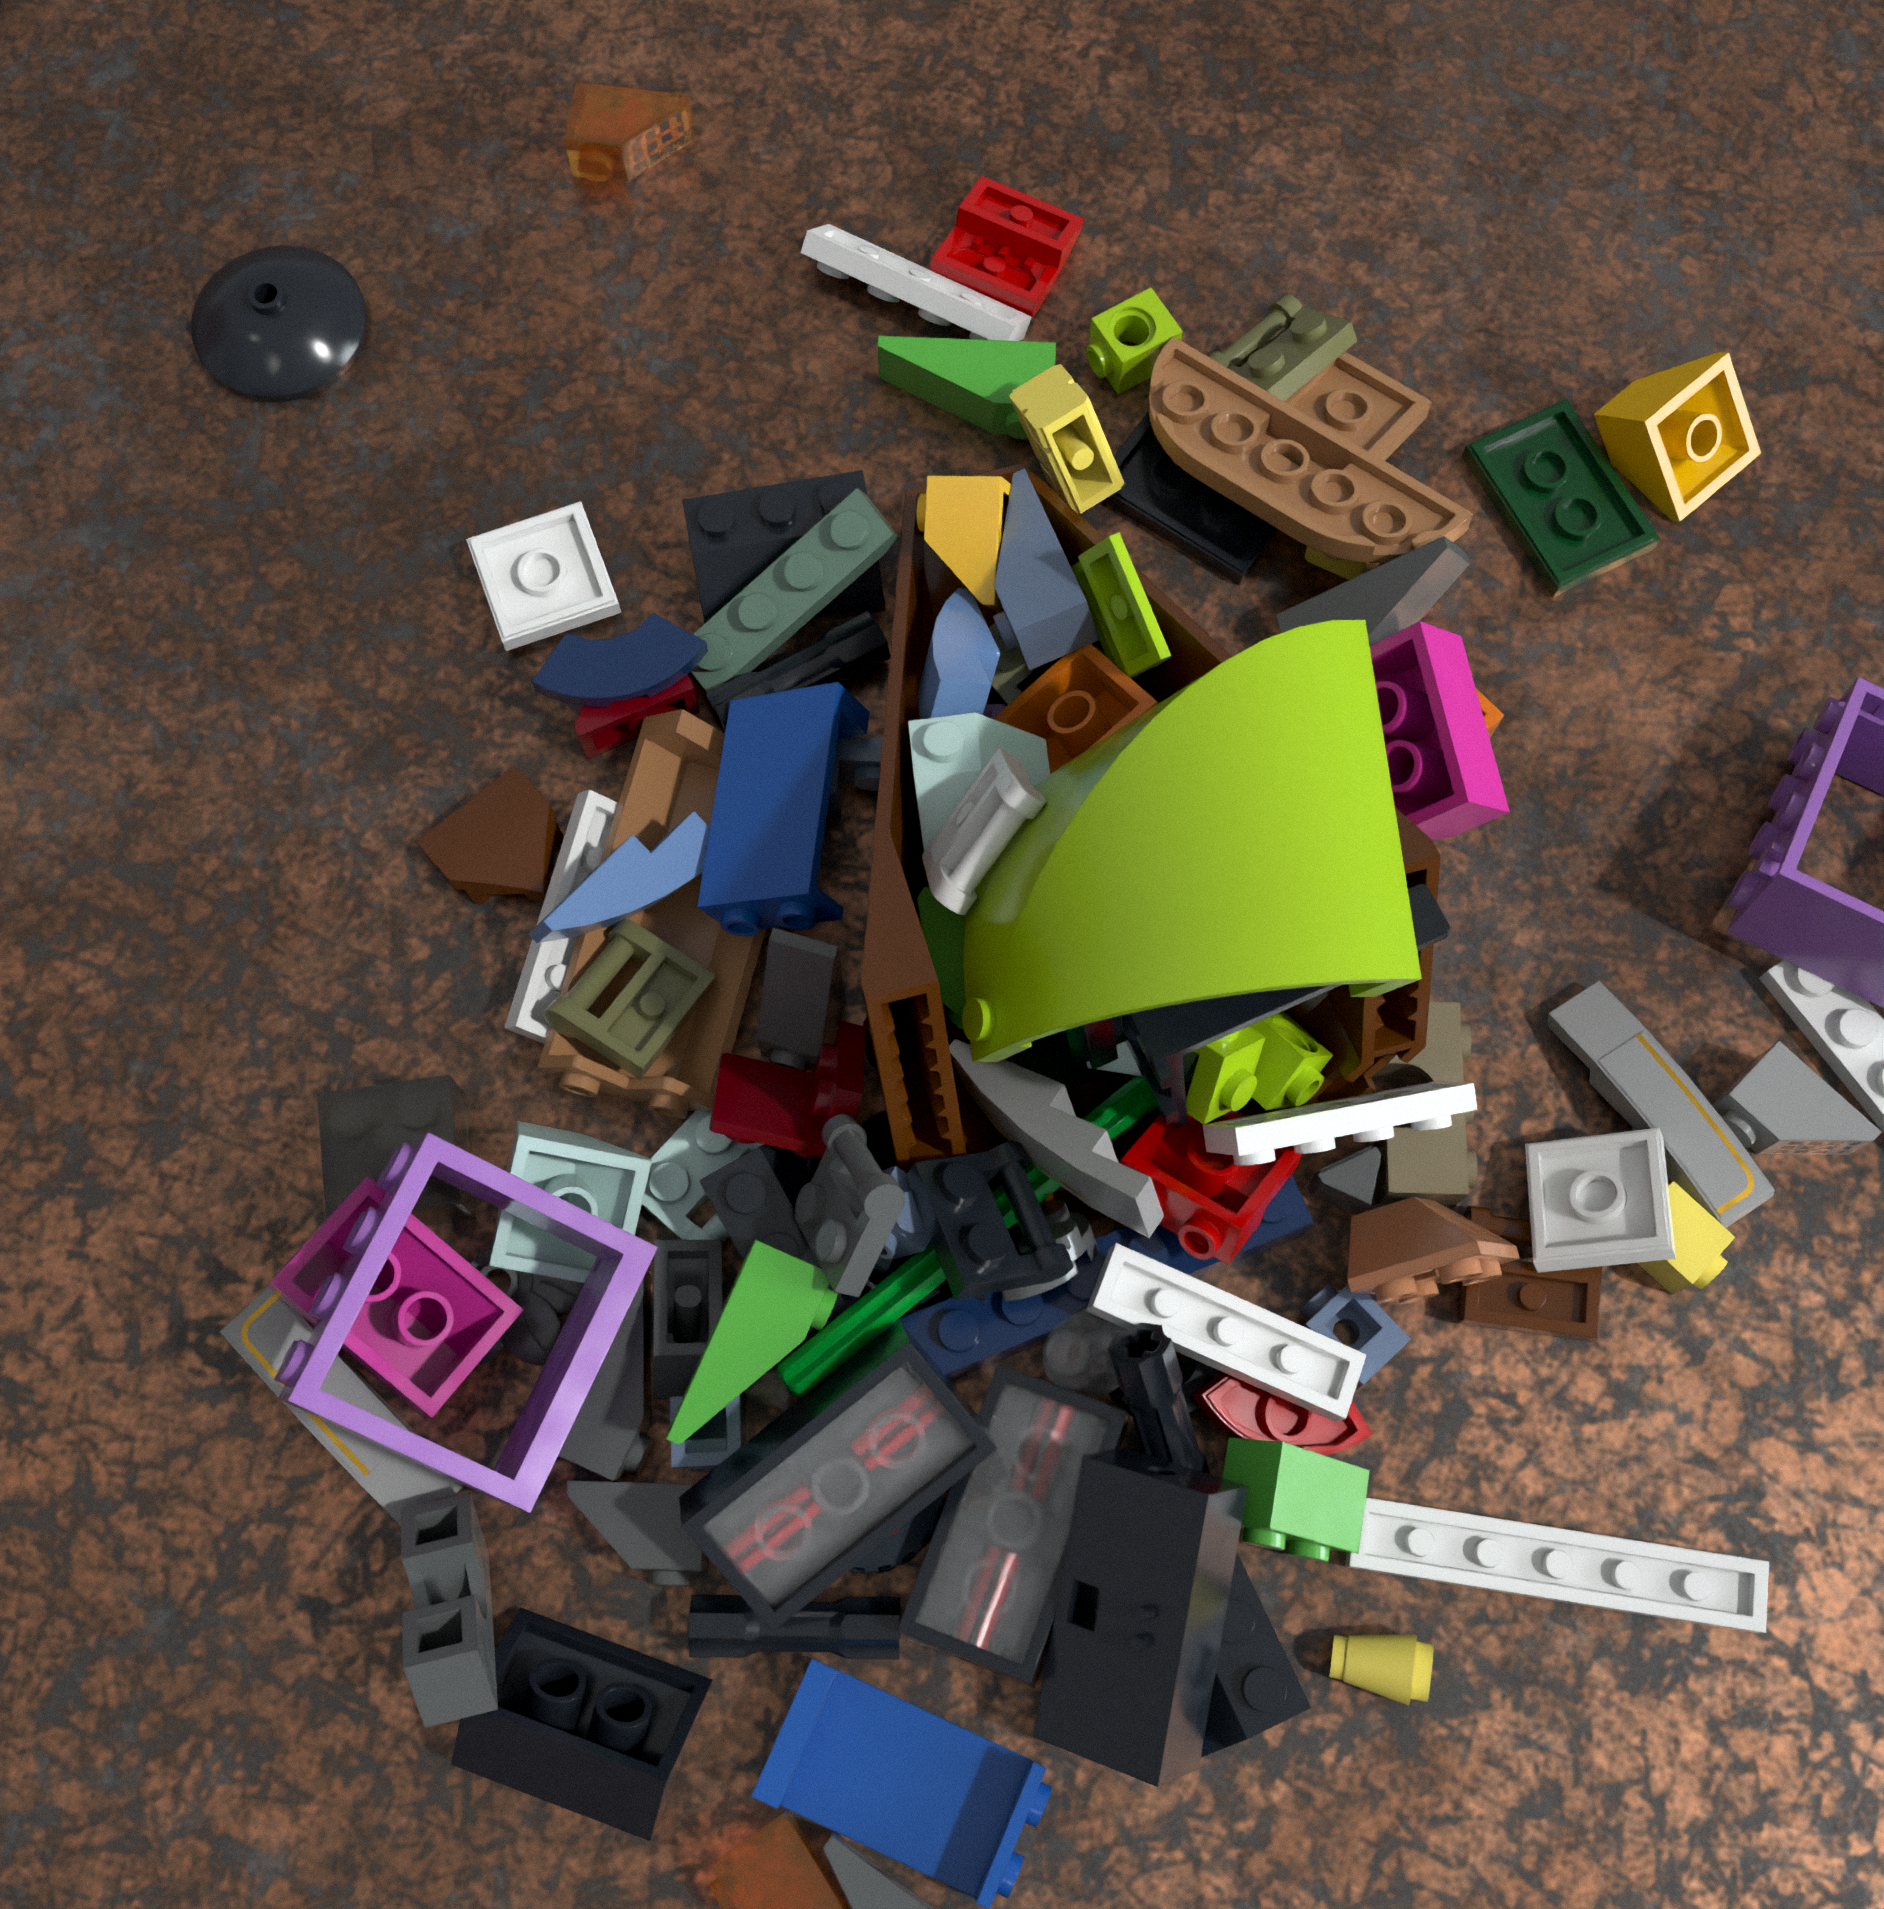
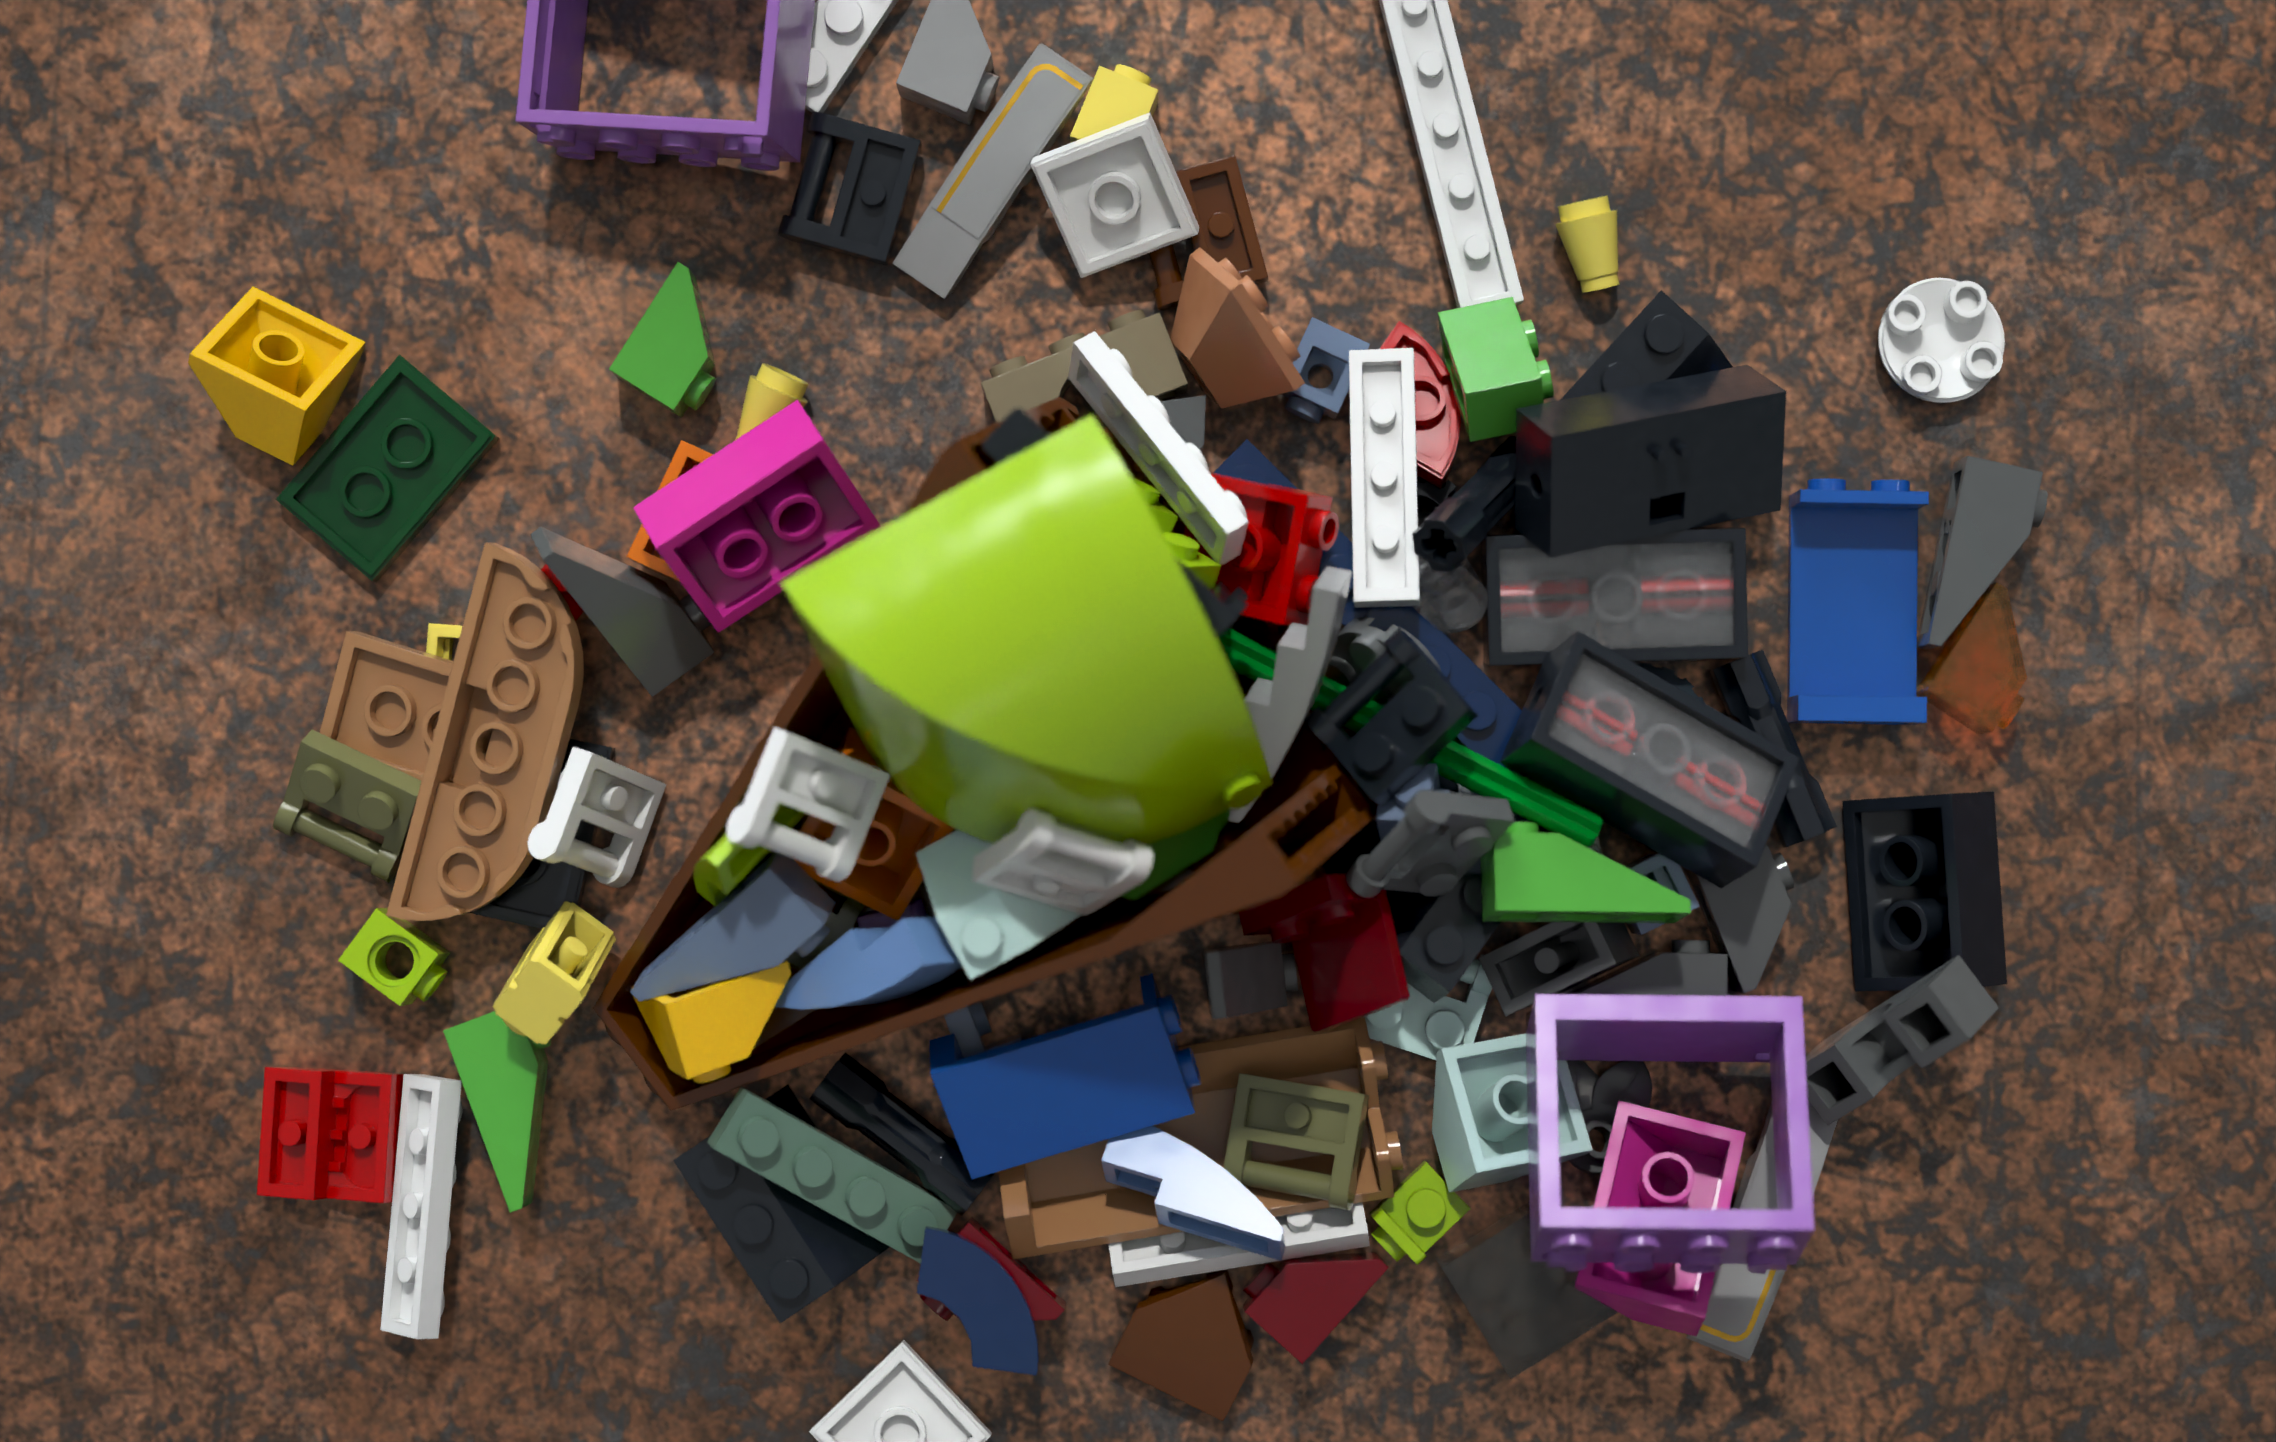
camera: 110 degrees left, 15 degrees up
(485, 955) = (1309, 1296): none -> dark red slope
(511, 1085) = (1417, 1214): none -> lime bracket
(1147, 656) = (817, 784): none -> white plate
(1203, 537) = (607, 798): none -> white plate
(1514, 832) = (768, 395): none -> light yellow cone
(1591, 758) = (670, 347): none -> bright green slope
(1672, 985) = (870, 193): none -> black plate

